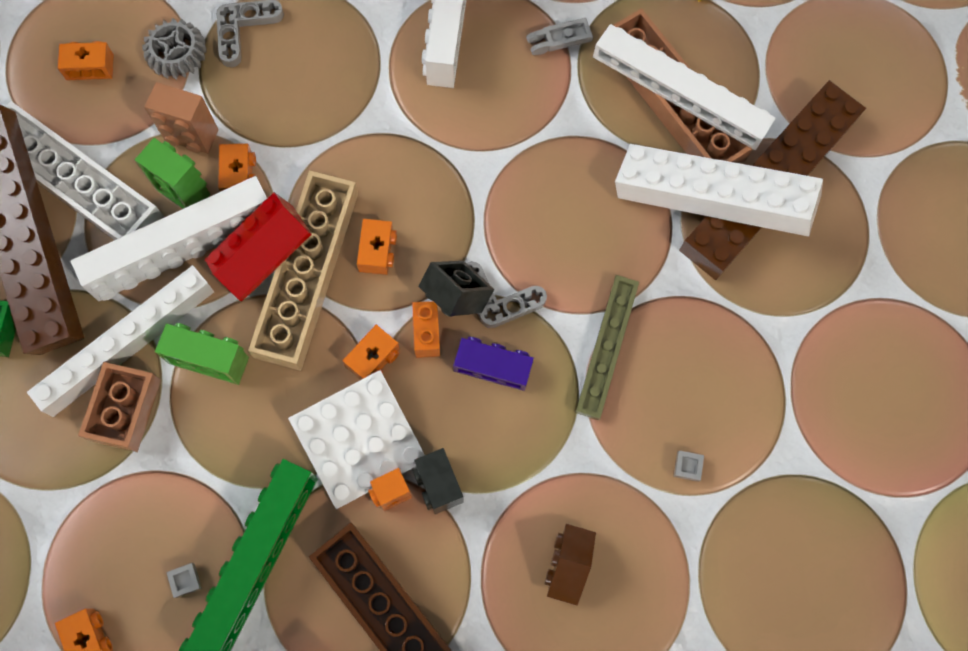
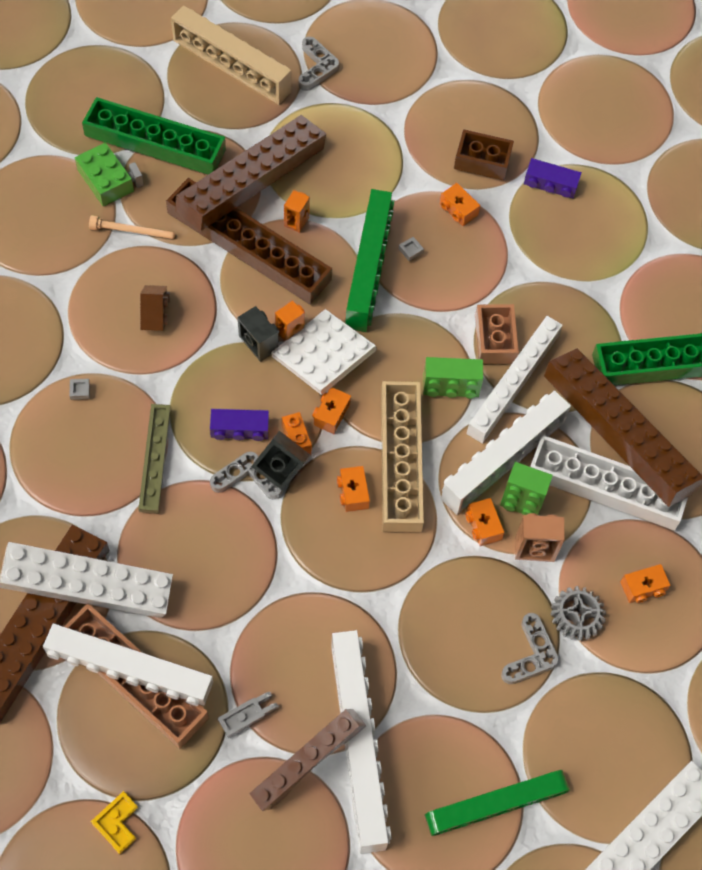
camera: 165 degrees right, 10 degrees down
(258, 246) = (439, 455): red slope -> none

